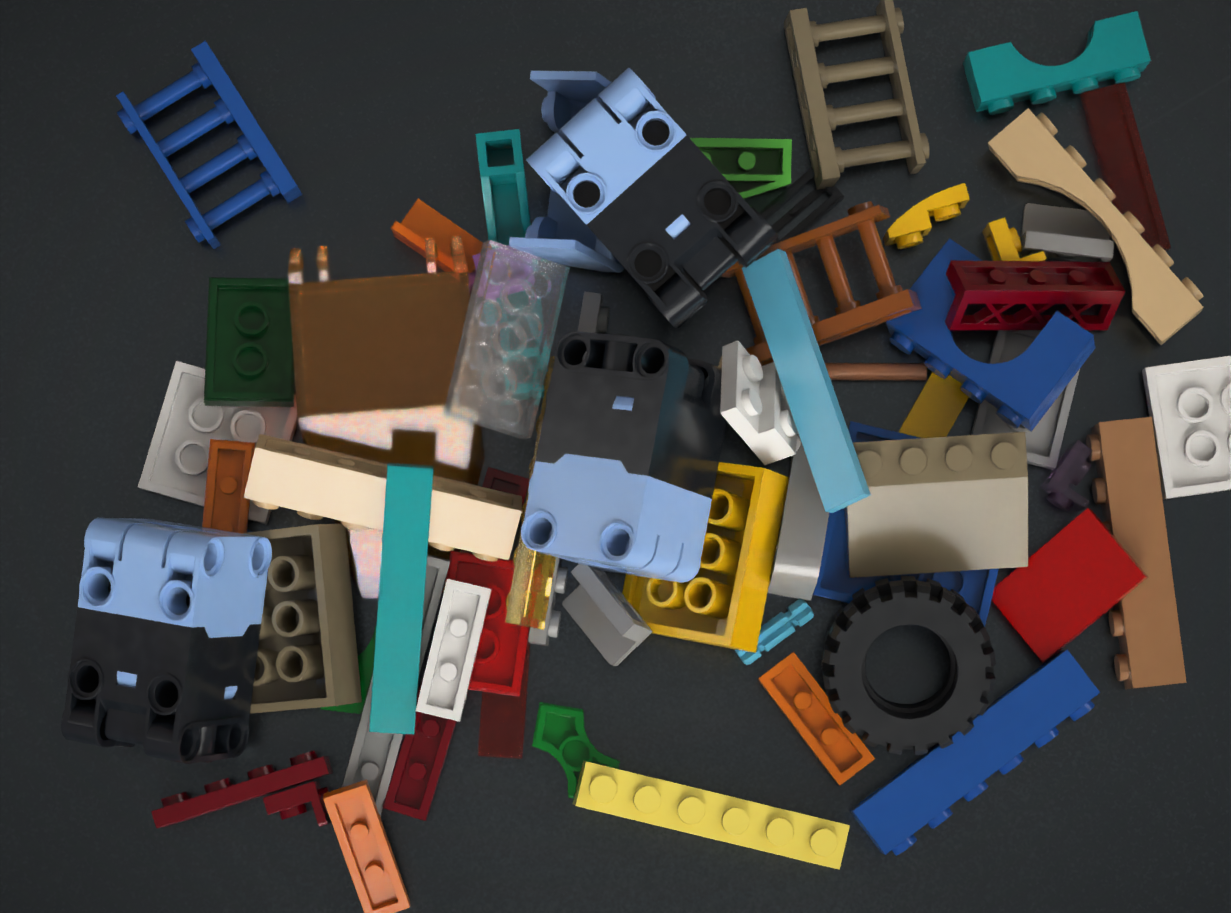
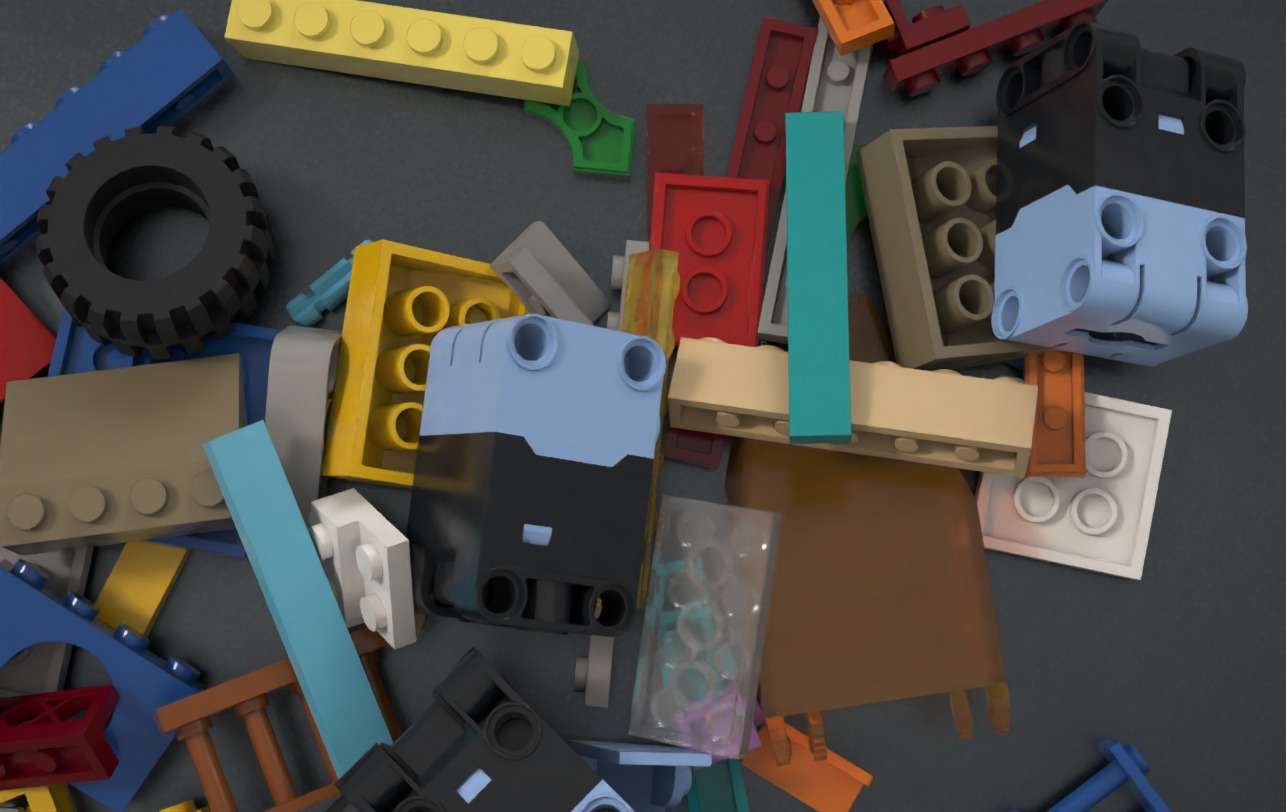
camera: 175 degrees right, 0 degrees up
(249, 343) = (1049, 609): dark green tile -> none
(453, 650) = (743, 218): white plate -> none
(814, 719) = (280, 178): orange plate -> none
(877, 371) = (213, 632): nougat bar -> none

